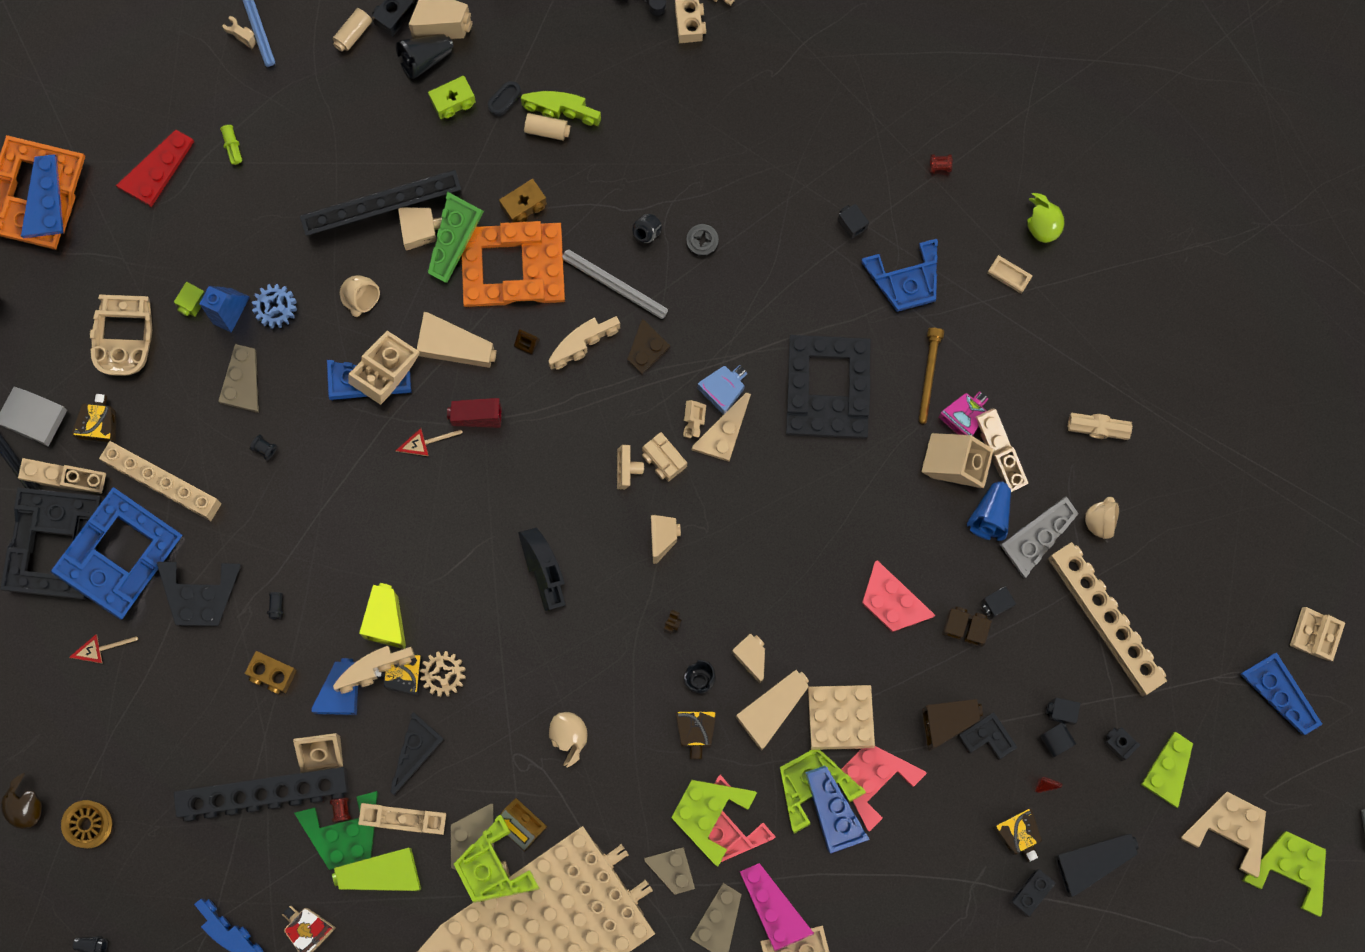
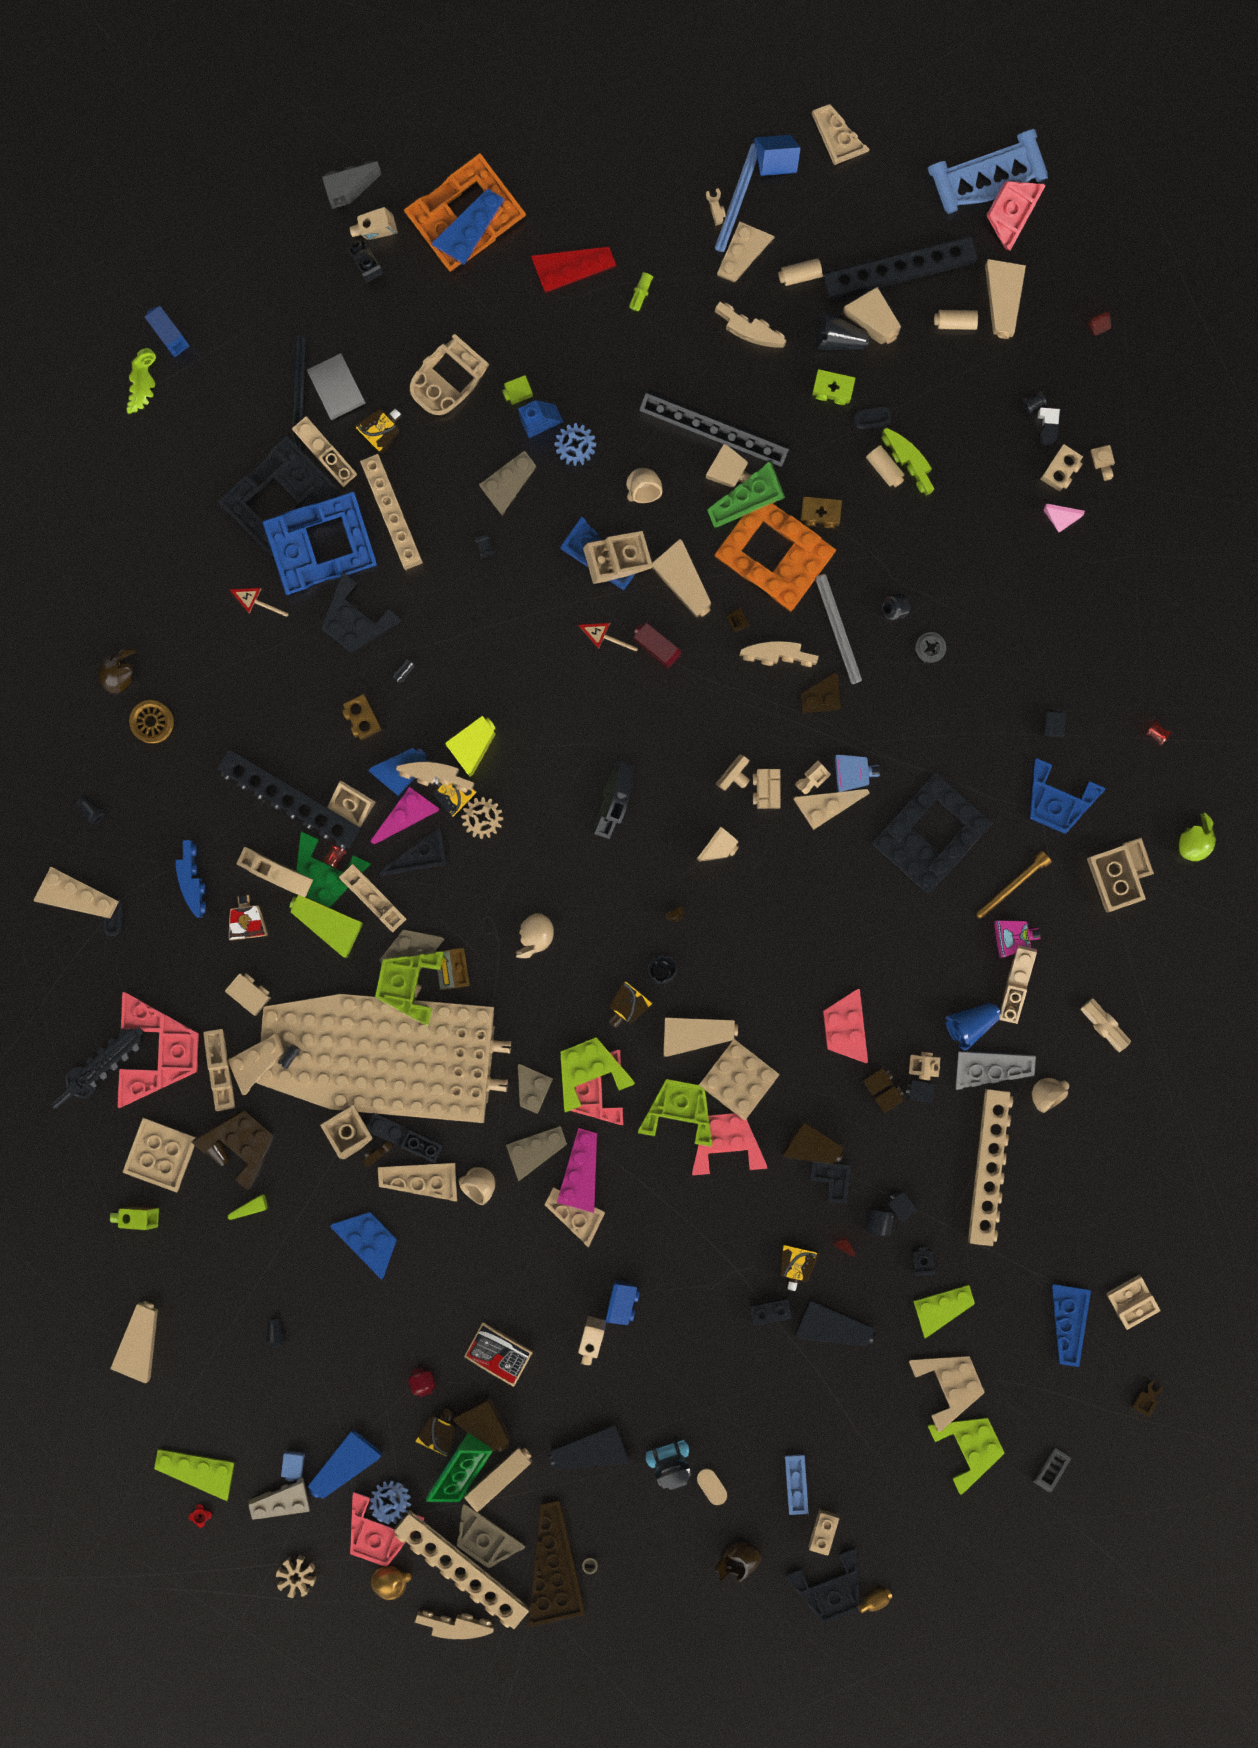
camera: 45 degrees right, 10 degrees up
(290, 50) = (742, 251): none -> tan wing
(298, 866) = (274, 872): none -> tan slope
(353, 104) = (756, 332): none -> tan slope
(374, 721) = (408, 811): none -> dark pink wing
(720, 56) = (1062, 516): none -> bright pink slope
(751, 656) = (712, 984): tan slope -> none
(835, 816) = (677, 1144): wing -> none
(957, 459) = (978, 965): tan slope -> none
(984, 578) = (924, 1065): none -> tan brick
(1007, 301) = (1116, 878): none -> tan brick

